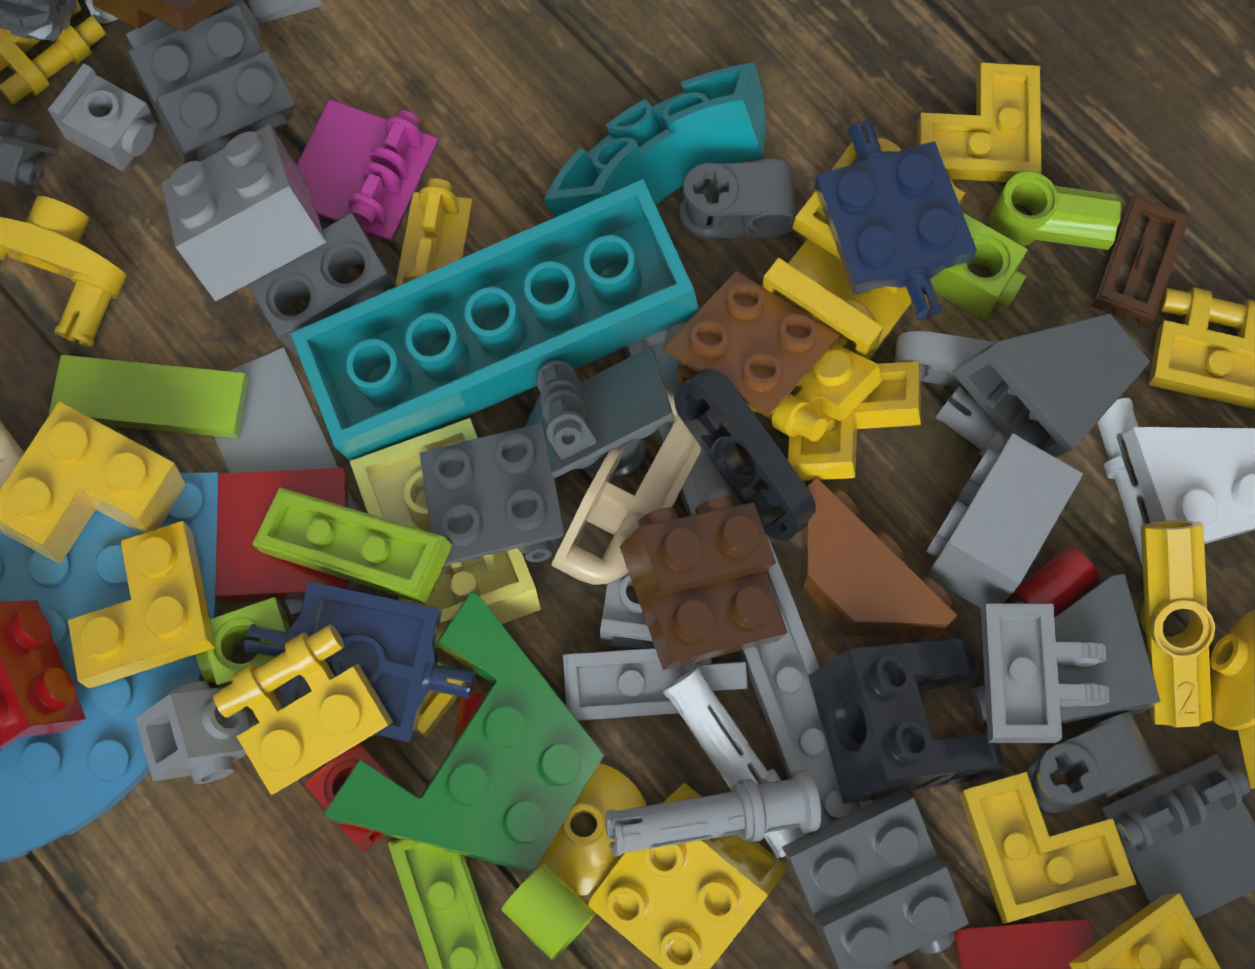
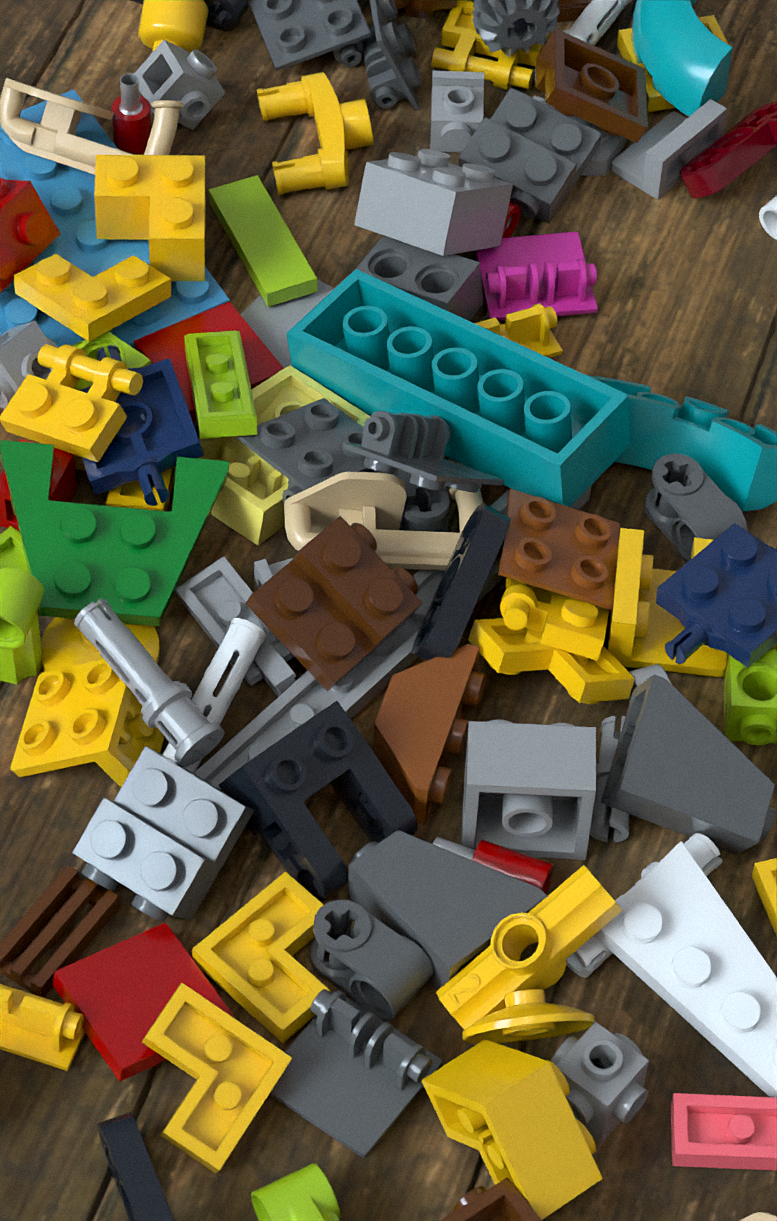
camera: 60 degrees right, 20 degrees down
(1023, 673) = (402, 840): light grey hinge -> none

